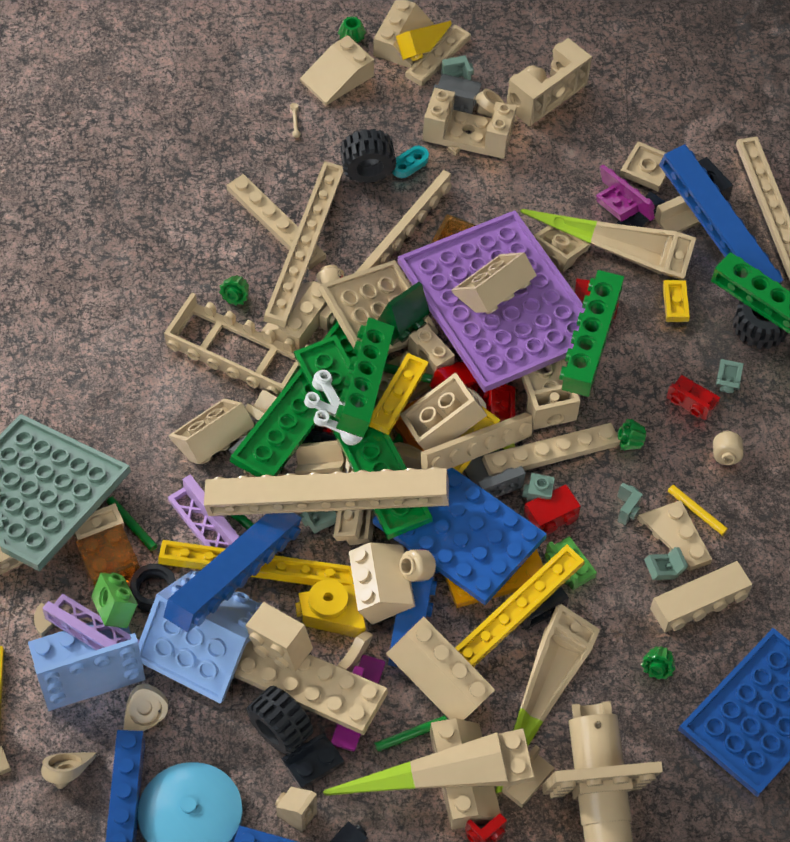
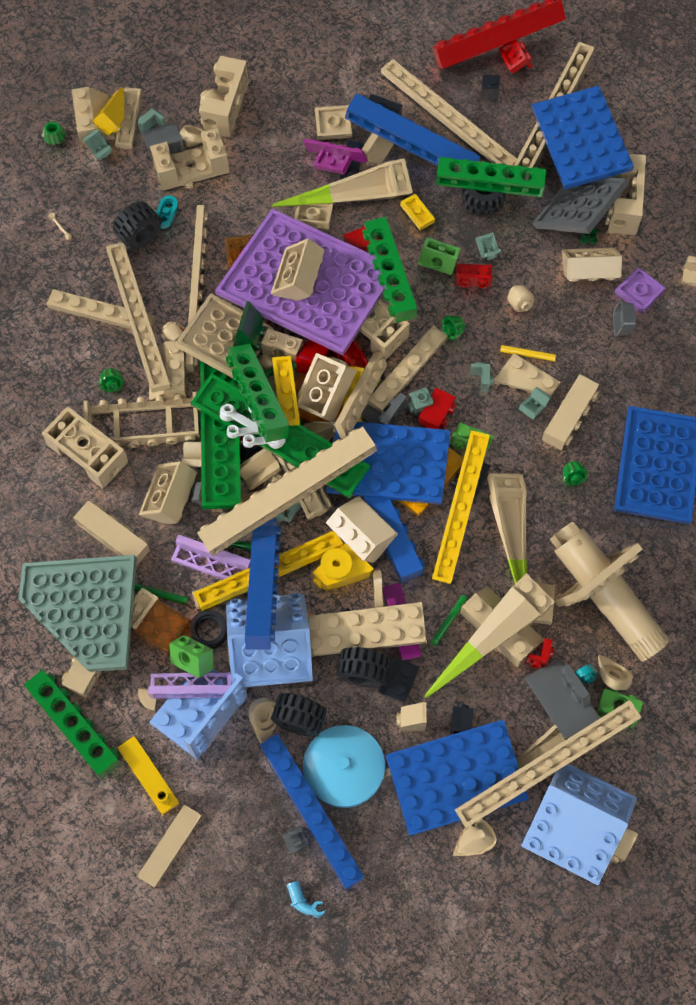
camera: 30 degrees left, 10 degrees up
(65, 767) = (240, 790): tan piece -> none
(127, 435) = (110, 532): none -> tan brick
(165, 354) = (99, 457): none -> tan plate
(178, 726) = (298, 714): none -> black tyre
(279, 637) = (329, 613): tan brick -> none
(338, 70) = (66, 170): tan slope -> none
(386, 62) = (97, 145): none -> sand green bracket
(417, 565) = (381, 504): tan head -> none
(440, 671) = (444, 567): tan slope -> none
(666, 355) = (439, 256): none -> bright green brick

